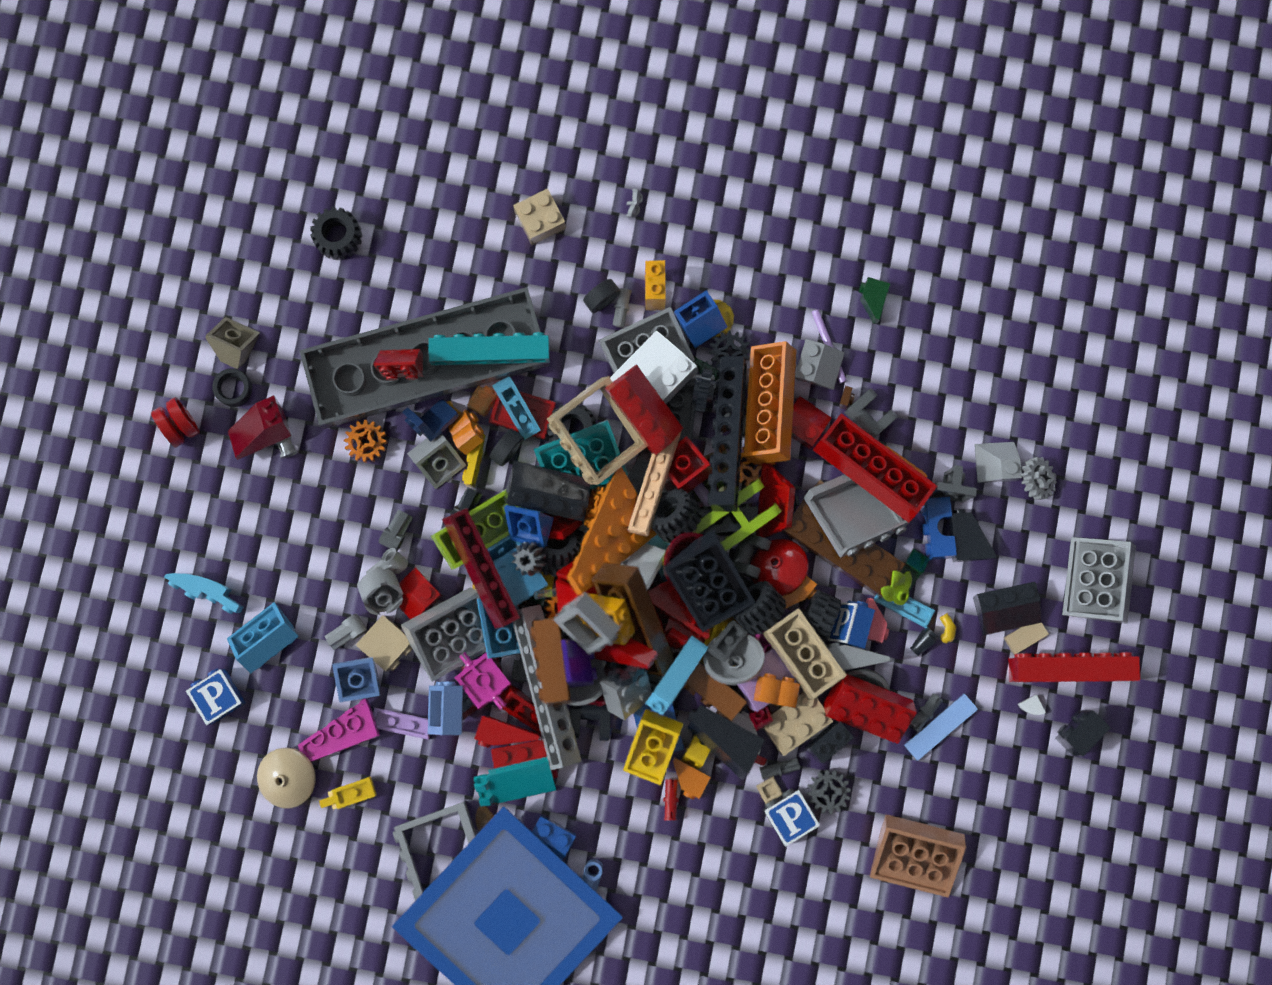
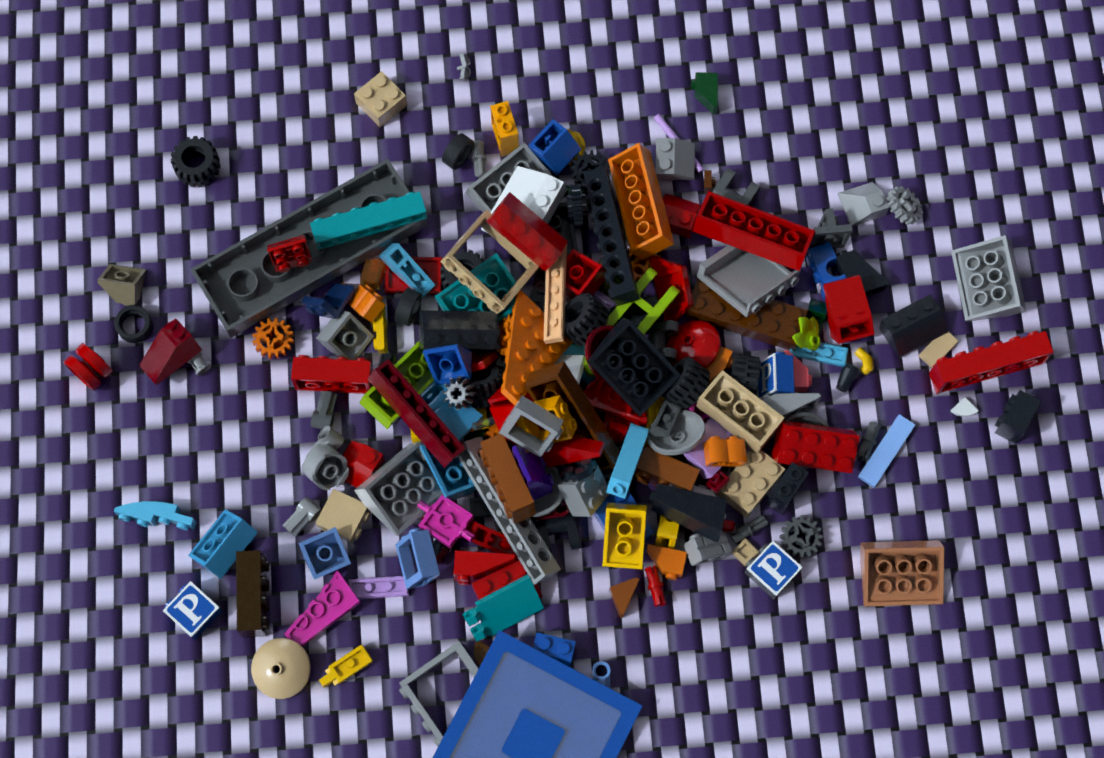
camera: 15 degrees left, 10 degrees down
(276, 699) = (251, 594): none -> dark brown brick
(409, 496) = (331, 375): none -> red brick
(636, 800) = (622, 594): none -> dark orange slope
(726, 781) = (705, 550): none -> light grey brick
(946, 575) = (848, 310): none -> red slope

